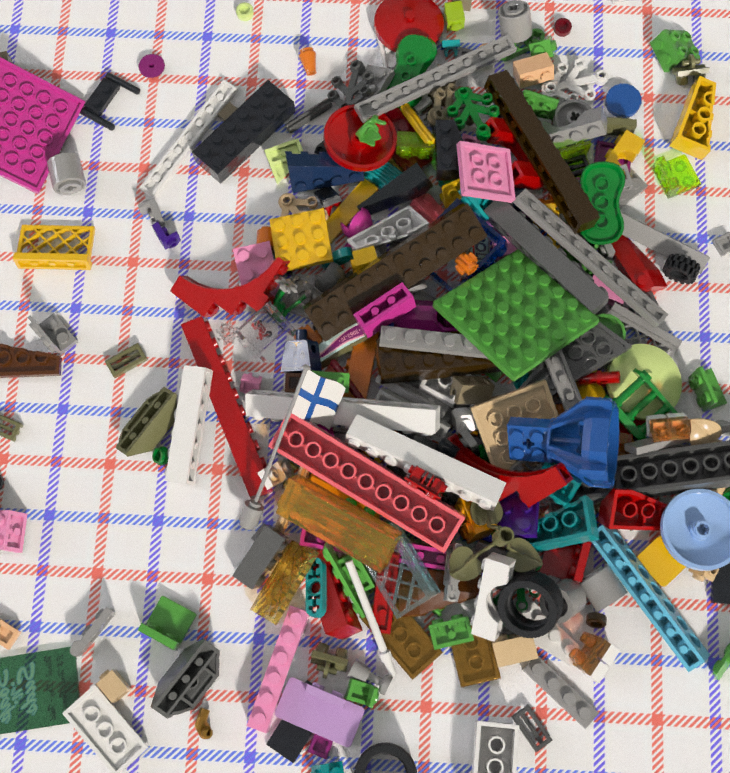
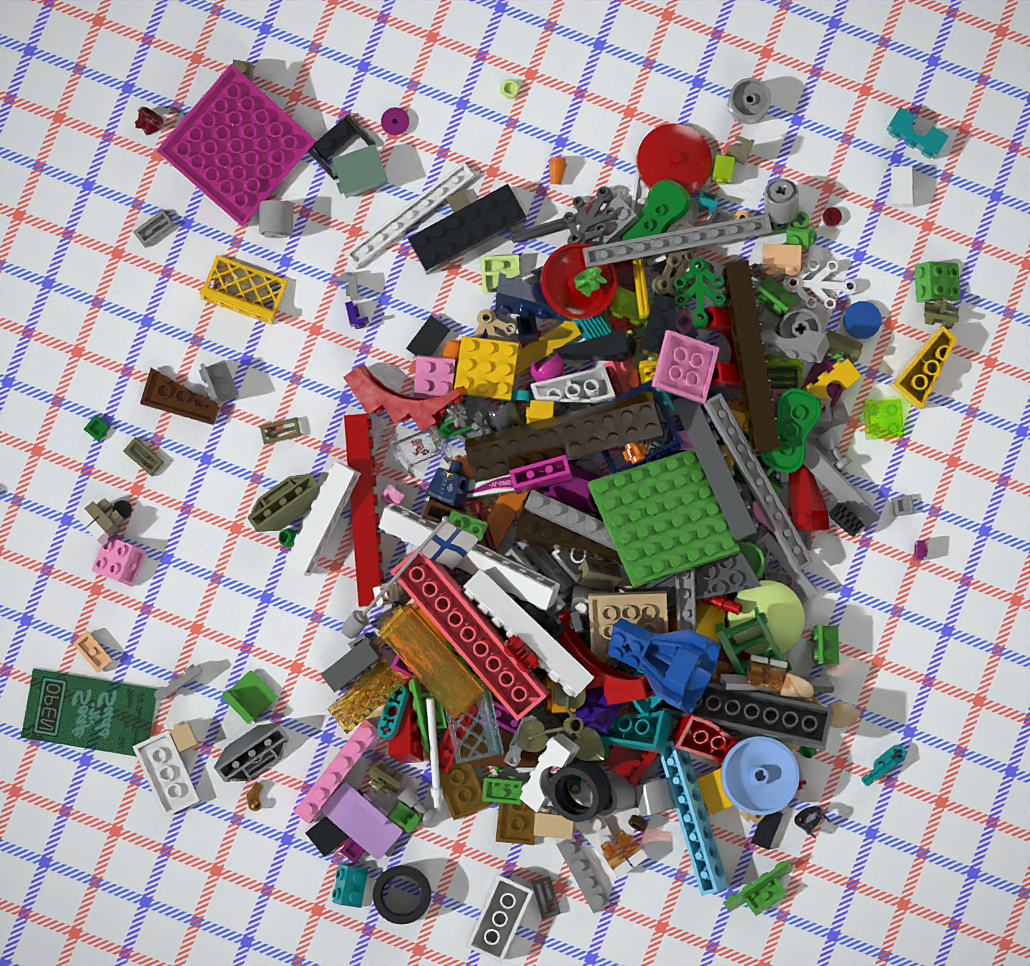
camera: 15 degrees right, 10 degrees up
(131, 112) = (359, 171): none -> sand green brick
(239, 233) = (428, 337): none -> black piece
(637, 210) = (830, 442): none -> light grey piece

